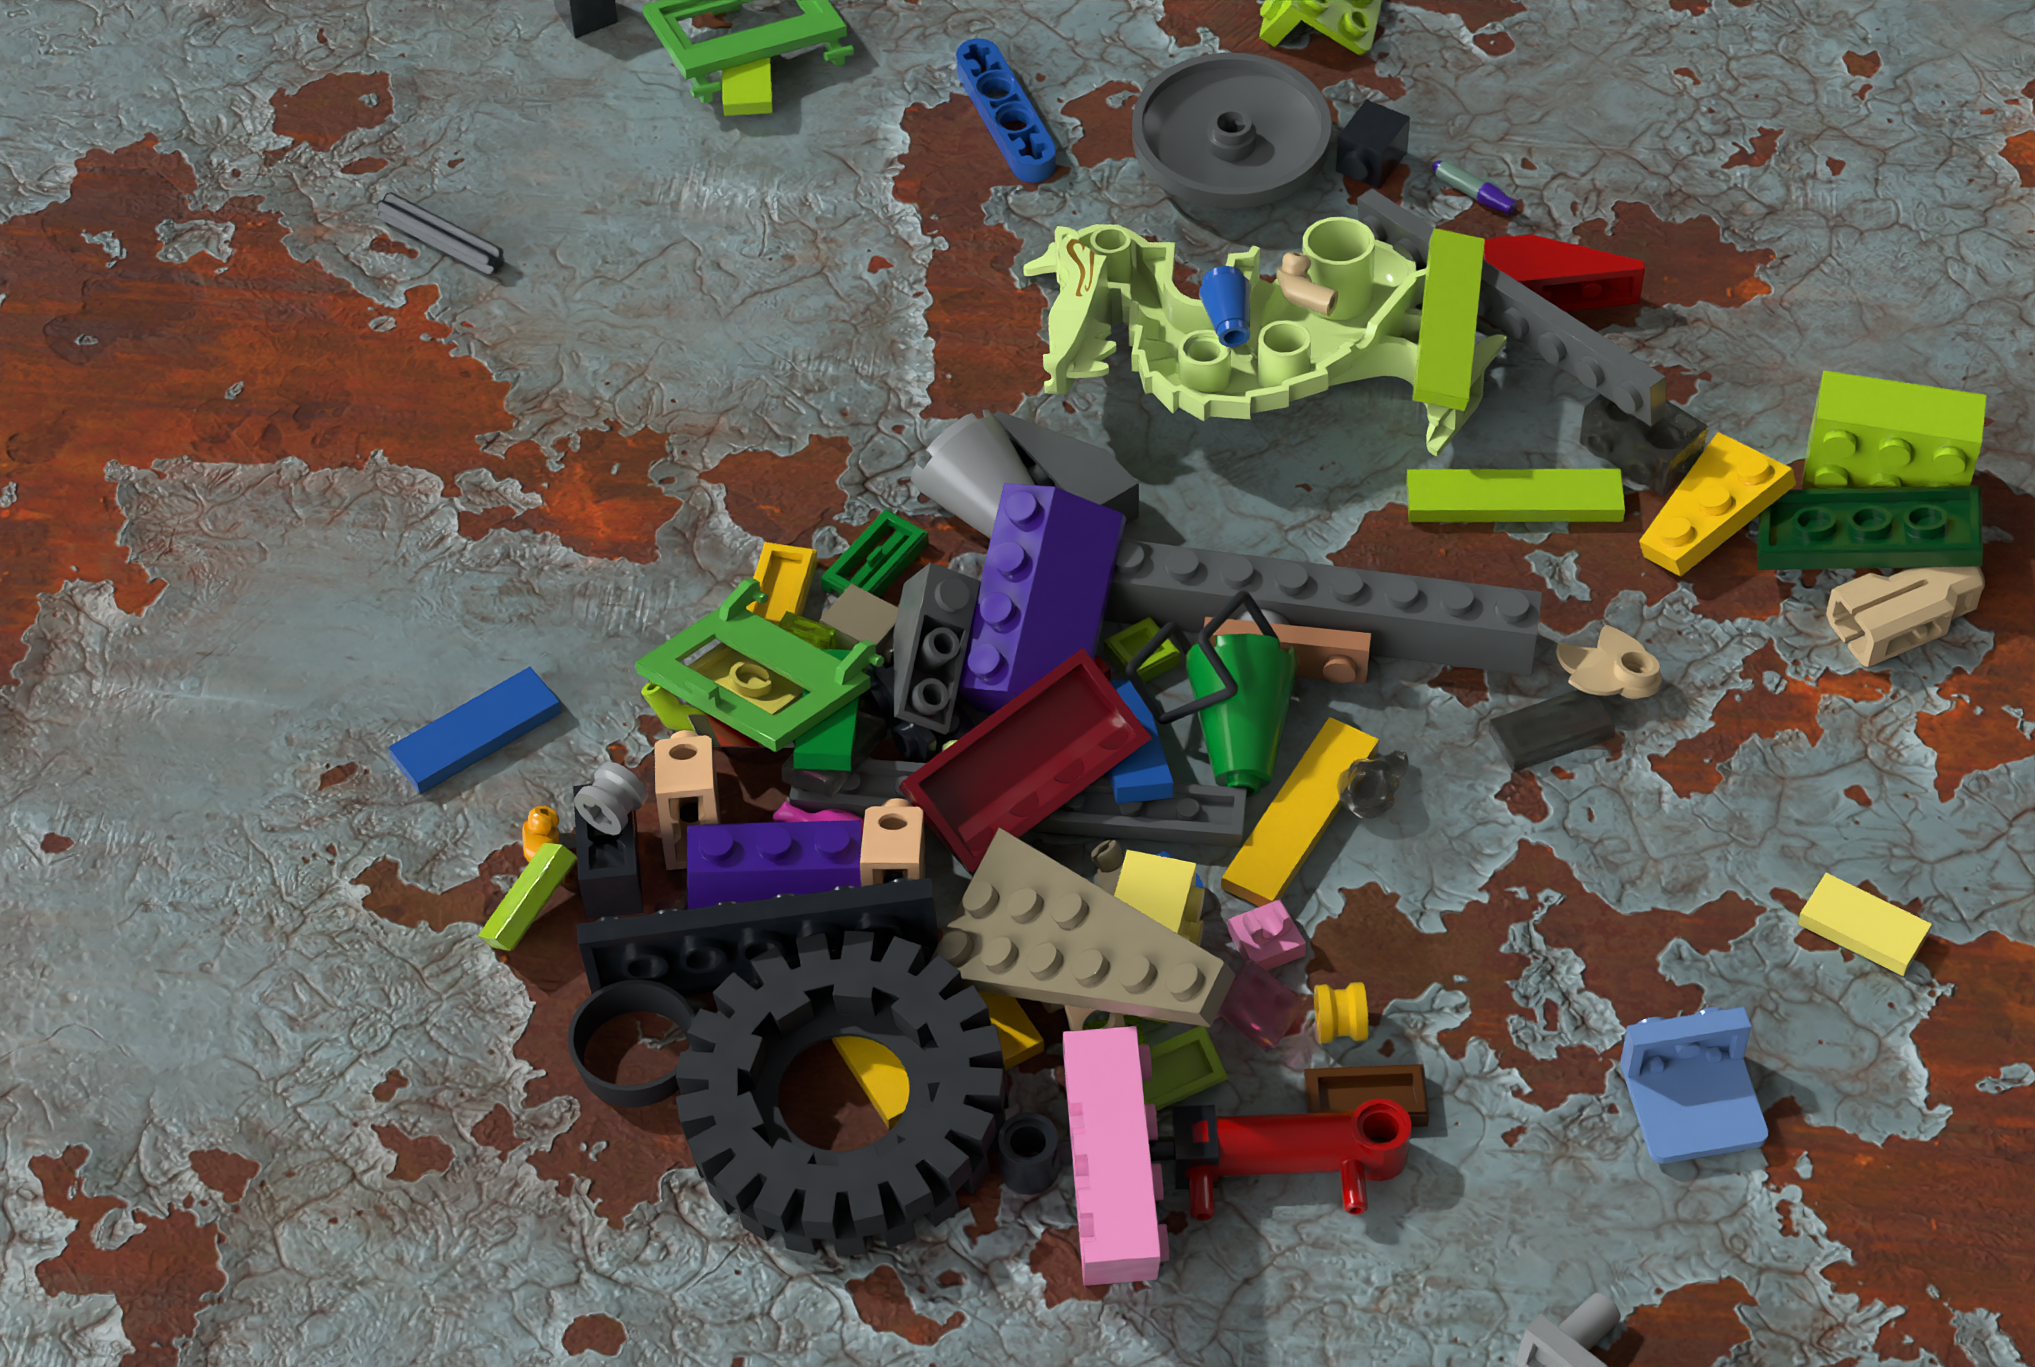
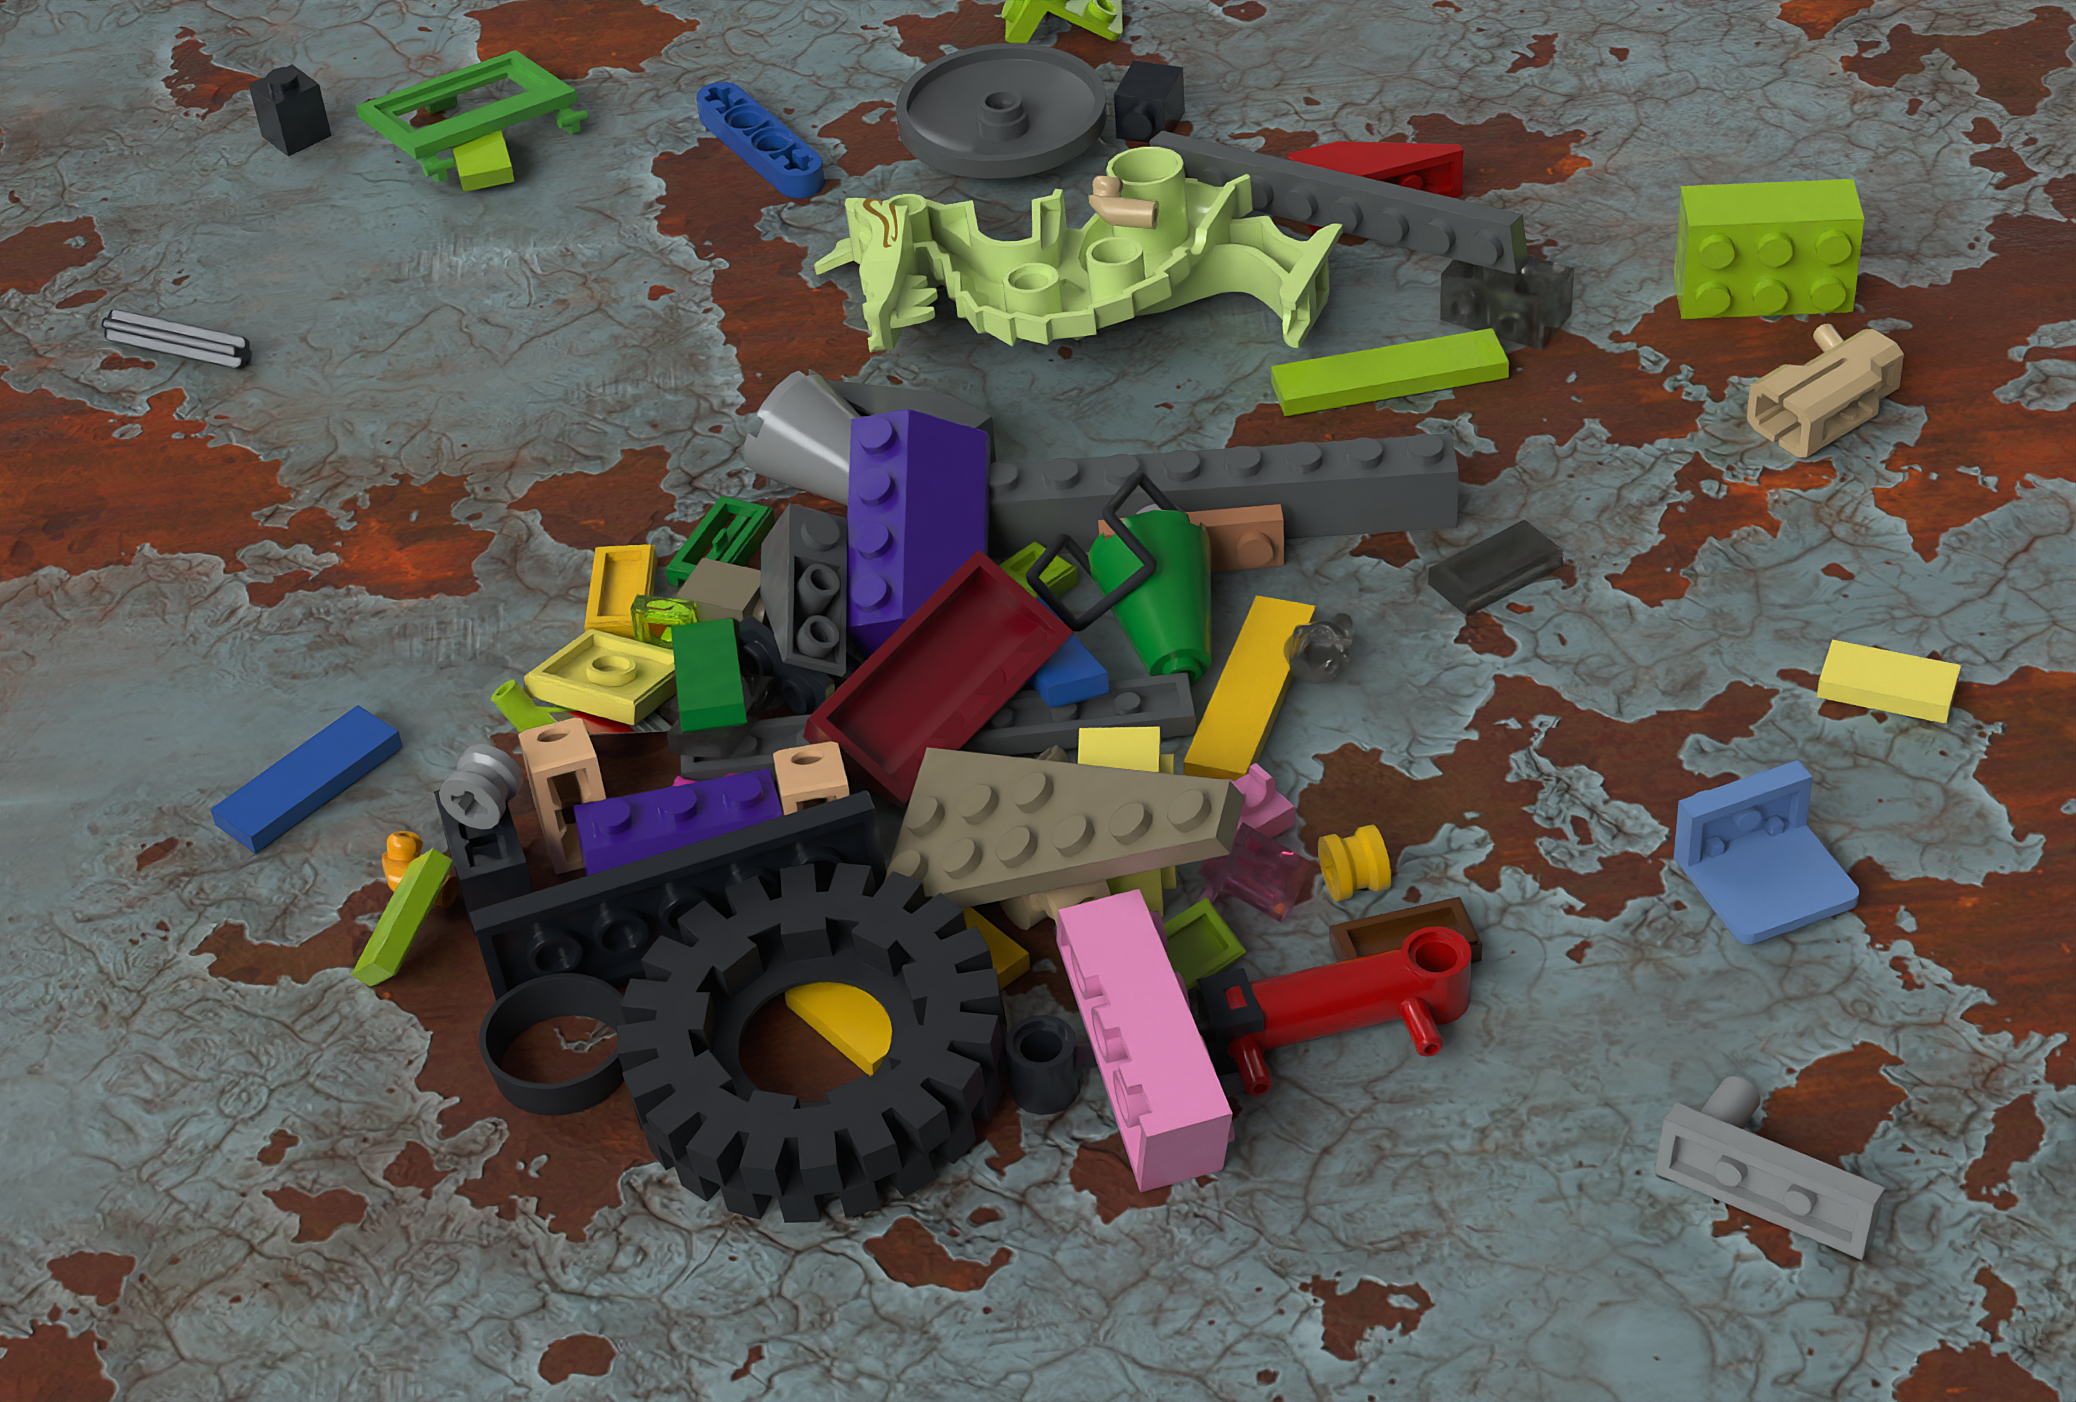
camera: 10 degrees left, 10 degrees down
(828, 679) = (699, 644): bright green piece -> none
(1227, 302) = (1045, 229): blue cone -> none
(1448, 319) = (1280, 213): lime tile -> none
(1479, 188) = (1268, 125): piece -> none
(1613, 667) = (1544, 499): tan plate -> none
(1713, 502) = (1599, 338): yellow wing -> none
(1872, 528) = (1769, 328): dark green tile -> none

